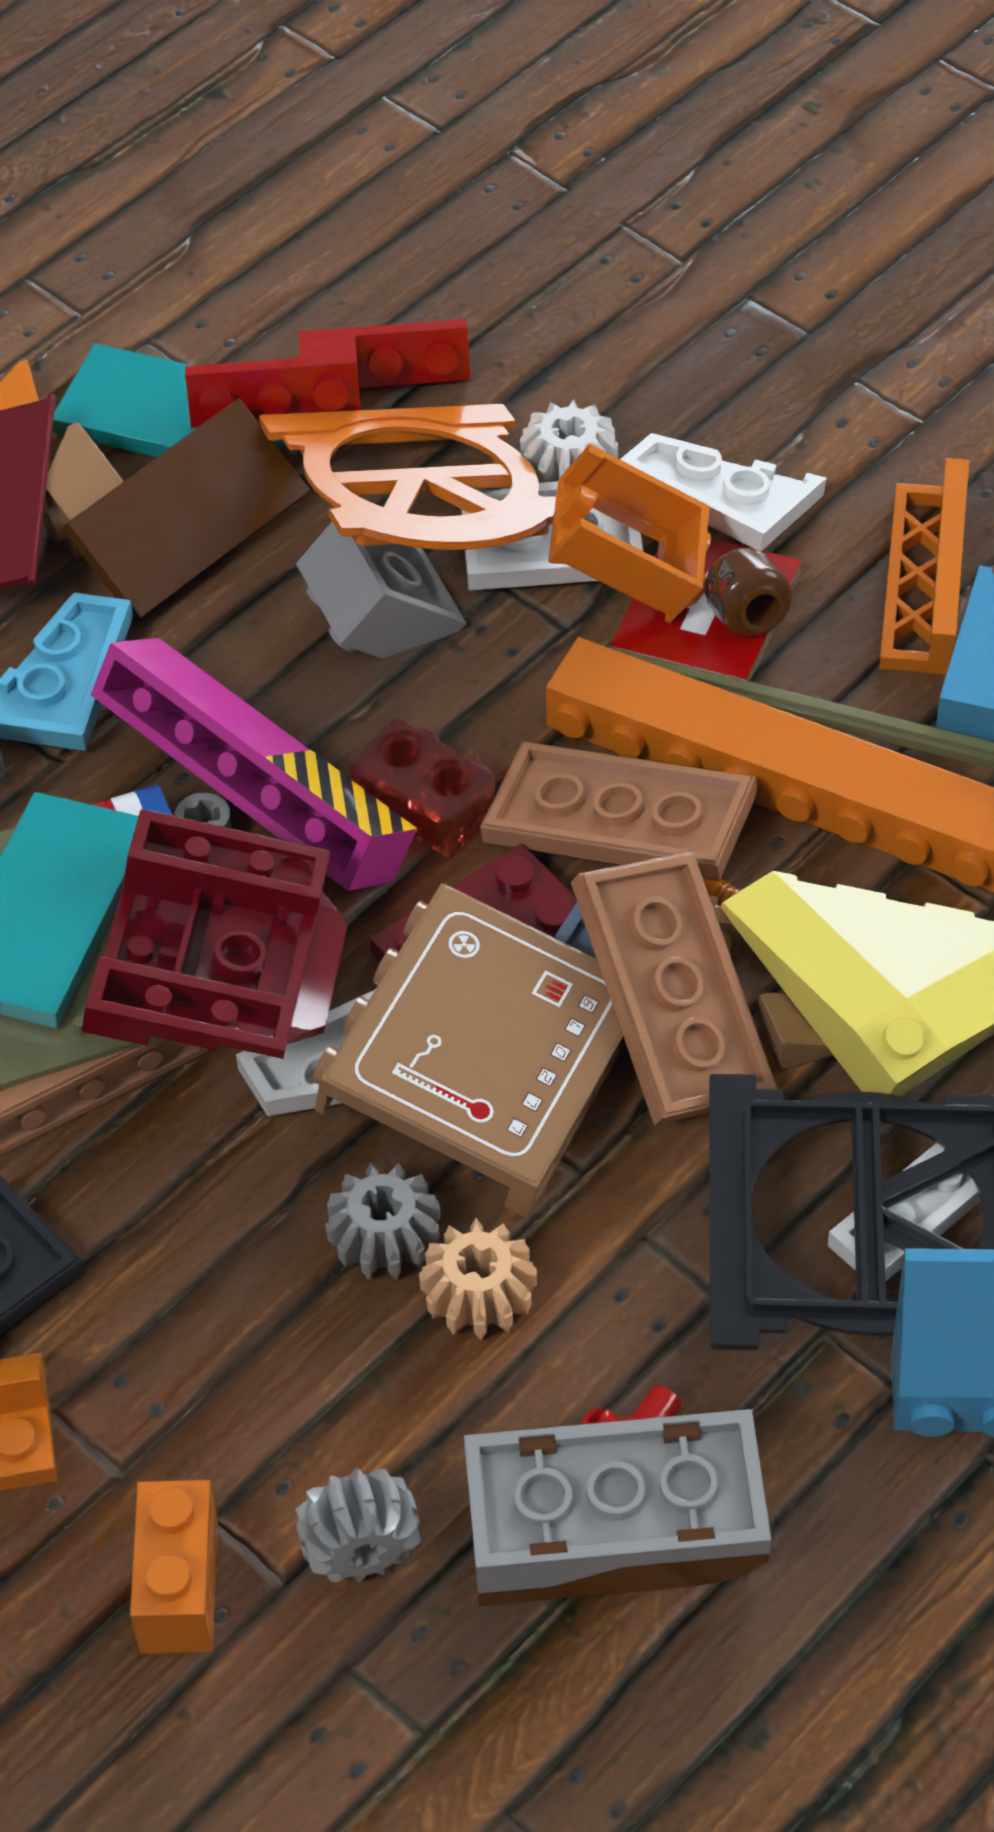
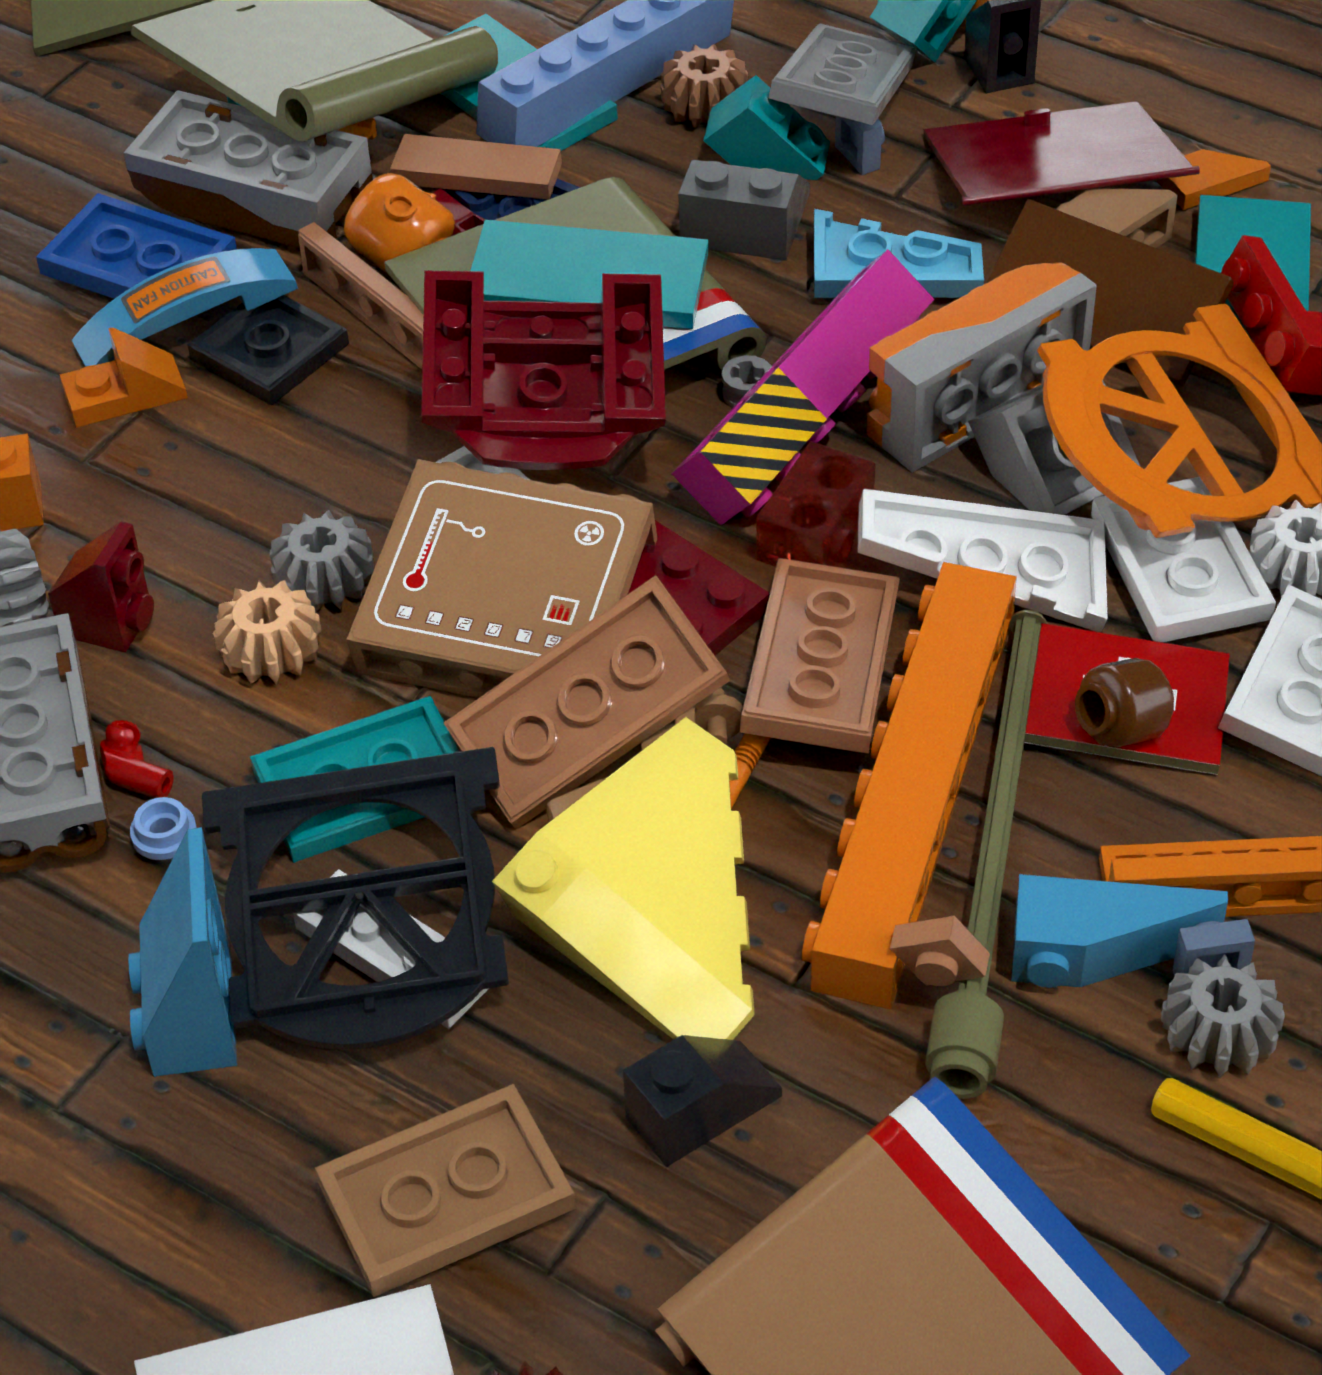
camera: 80 degrees right, 5 degrees down
(276, 616) = (972, 358): none -> light grey piece
(395, 1416) = (105, 590): none -> dark red slope
(516, 655) = (1053, 555): none -> white wing
(648, 507) = (1152, 525): orange window -> none
(663, 1214) = (382, 738): none -> teal tile
(736, 1382) = (160, 827): none -> light blue plate

